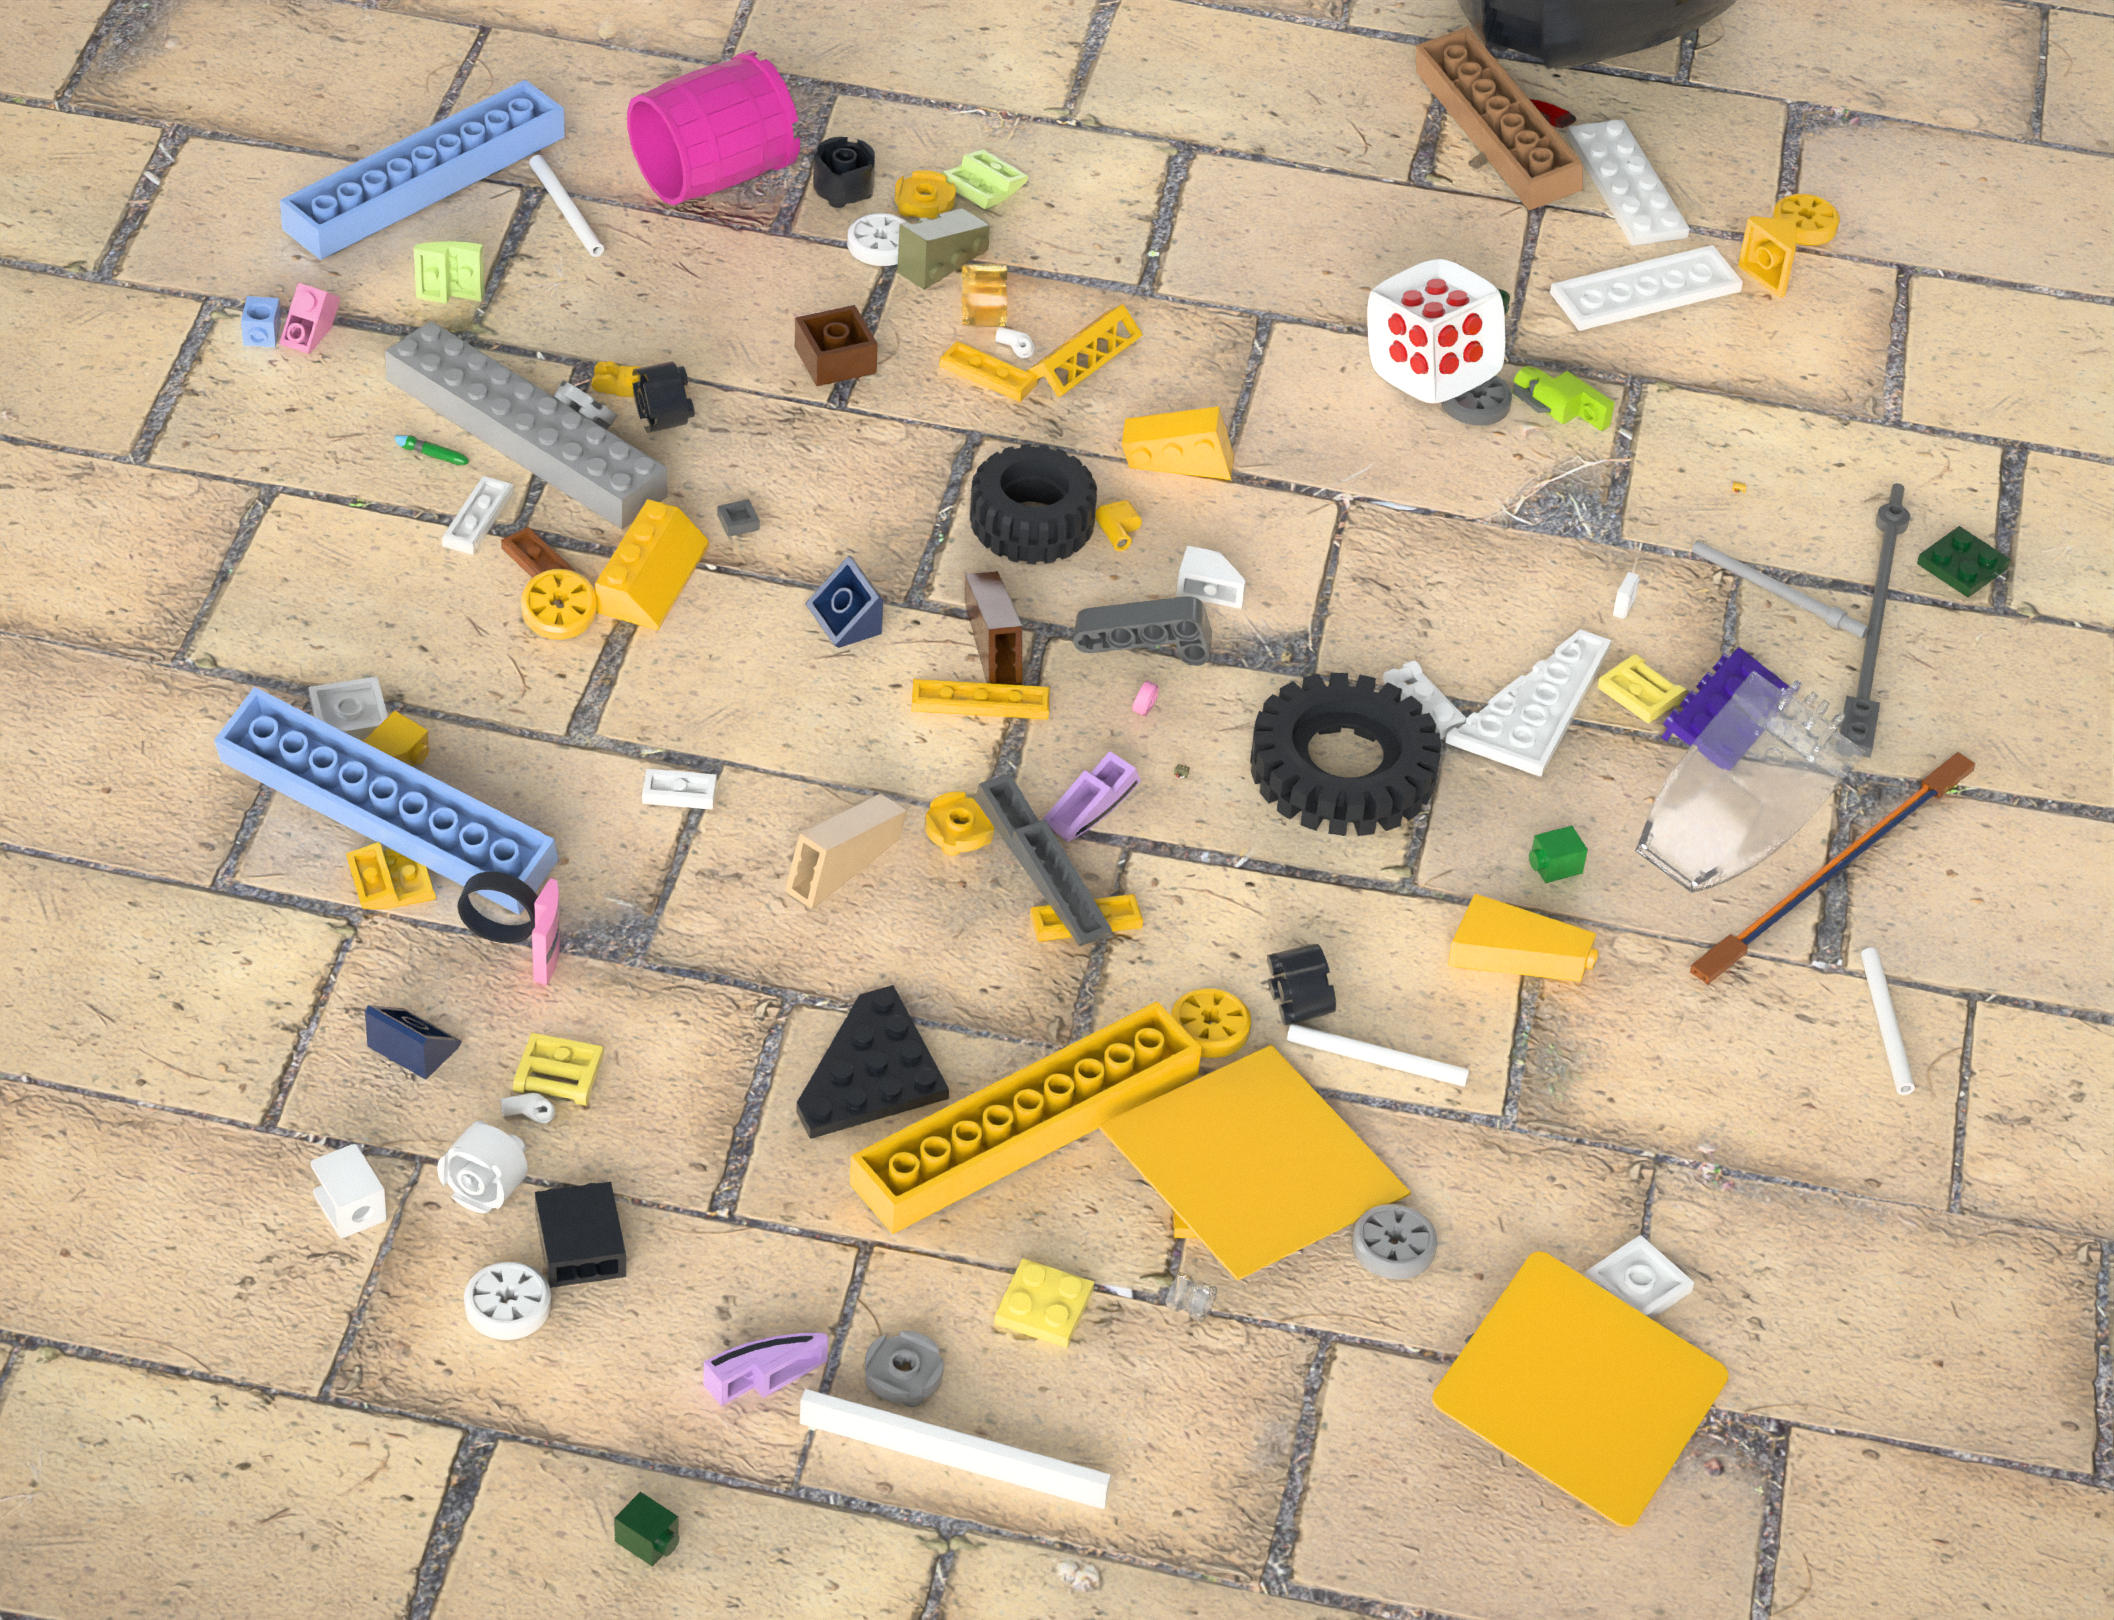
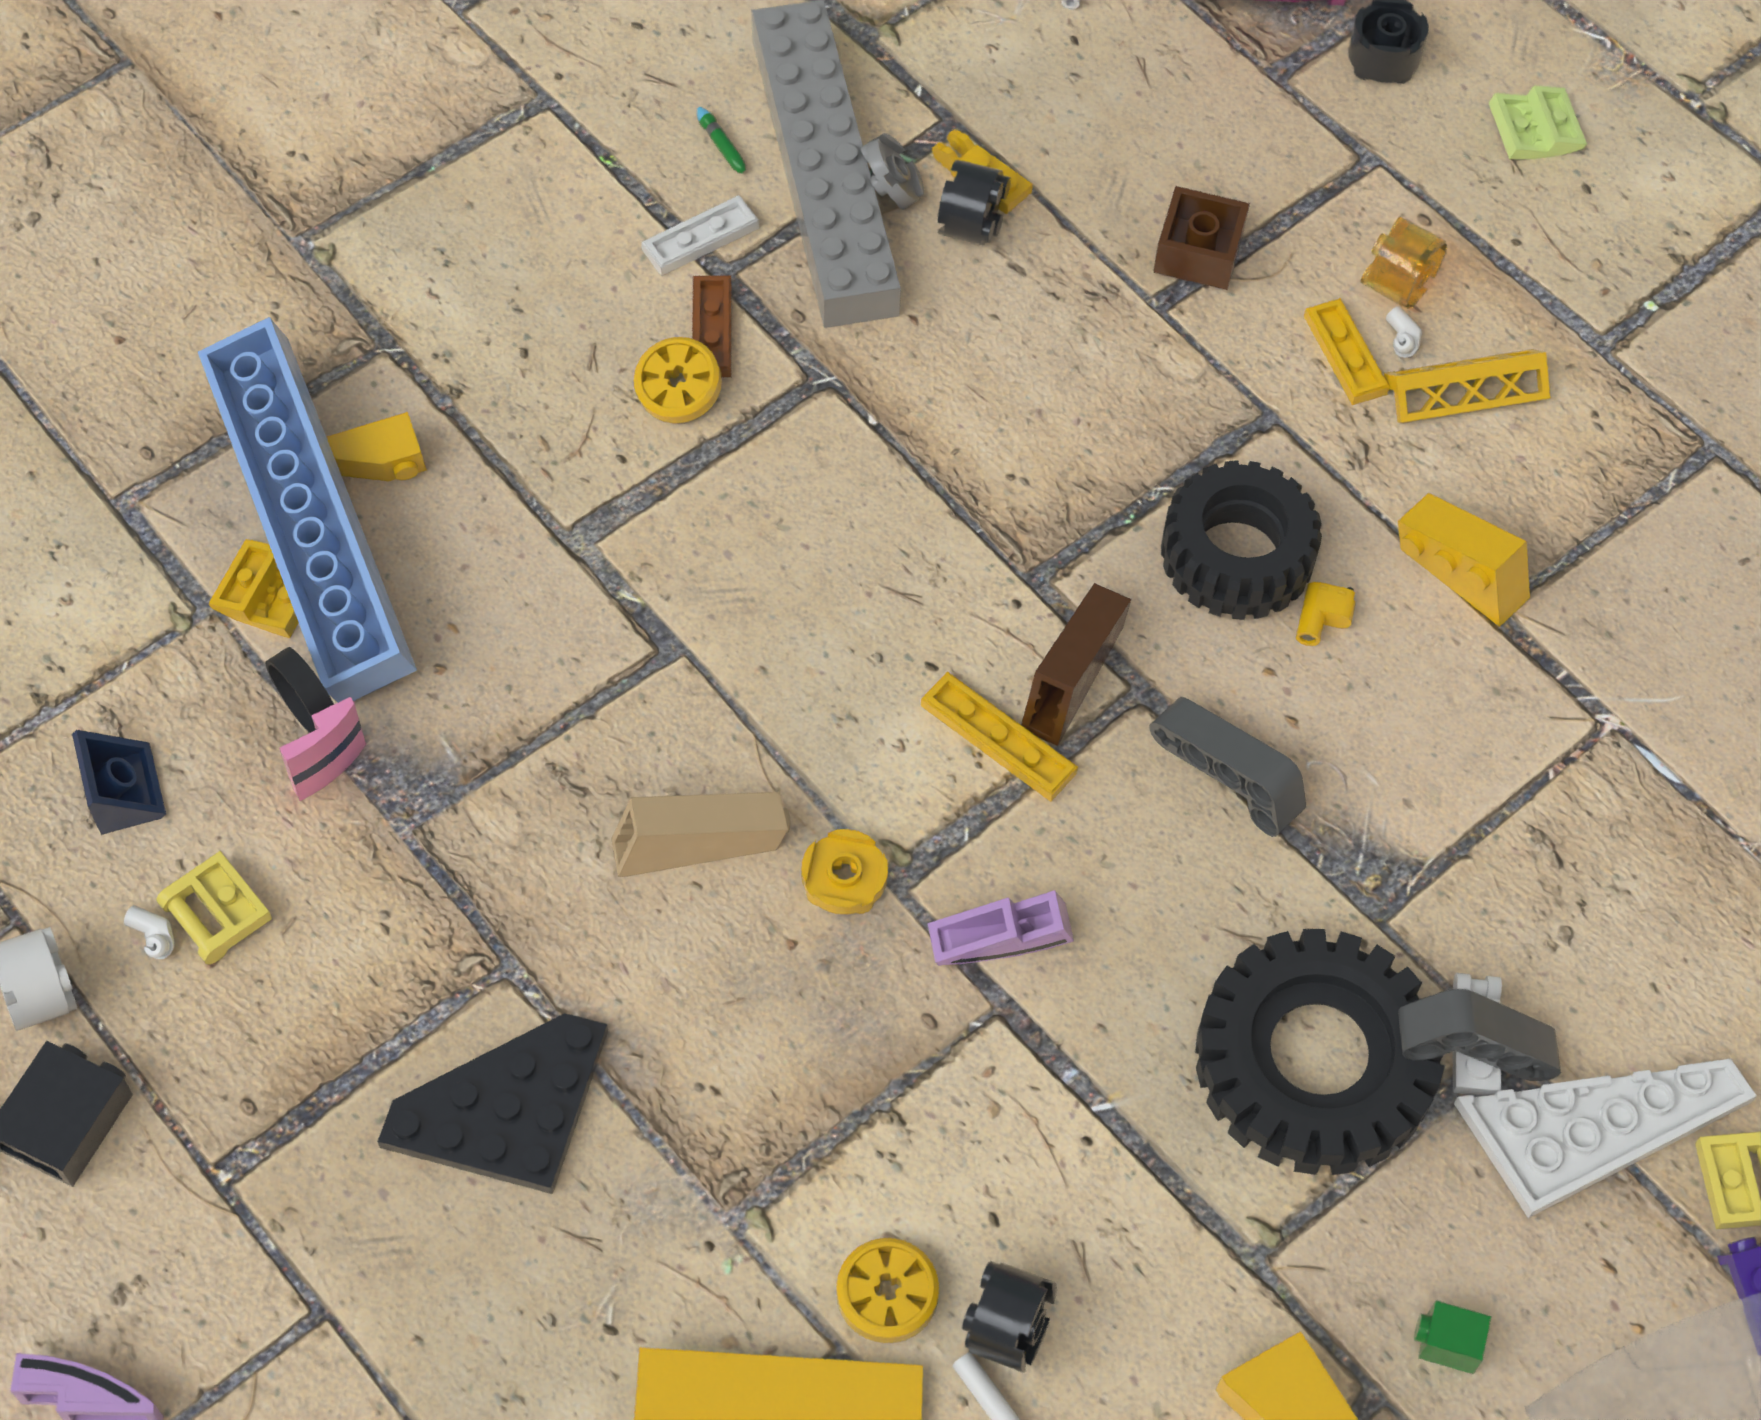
camera: 40 degrees right, 15 degrees up
(350, 705) = (393, 381): white tile -> none
(650, 566) = (802, 387): yellow slope -> none
(679, 789) = (607, 659): white plate -> none
(738, 518) = (938, 381): dark grey plate -> none
(847, 605) = (949, 548): dark blue slope -> none
(875, 239) = (1362, 157): white wheel -> none
(910, 195) = (1453, 126): yellow plate -> none
(940, 246) = (1415, 179): wedge -> none
(1023, 1117) = (584, 1280): yellow brick -> none
(1042, 858) = (875, 979): dark grey slope -> none
(1119, 911) = (876, 1070): yellow tile -> none
(1146, 698) = (1164, 843): bright pink tile -> none
(1181, 770) = (1135, 953): olive piece -> none
(1210, 578) = (1359, 735): white slope -> none
(1429, 674) = (1481, 1030): none -> dark grey beam

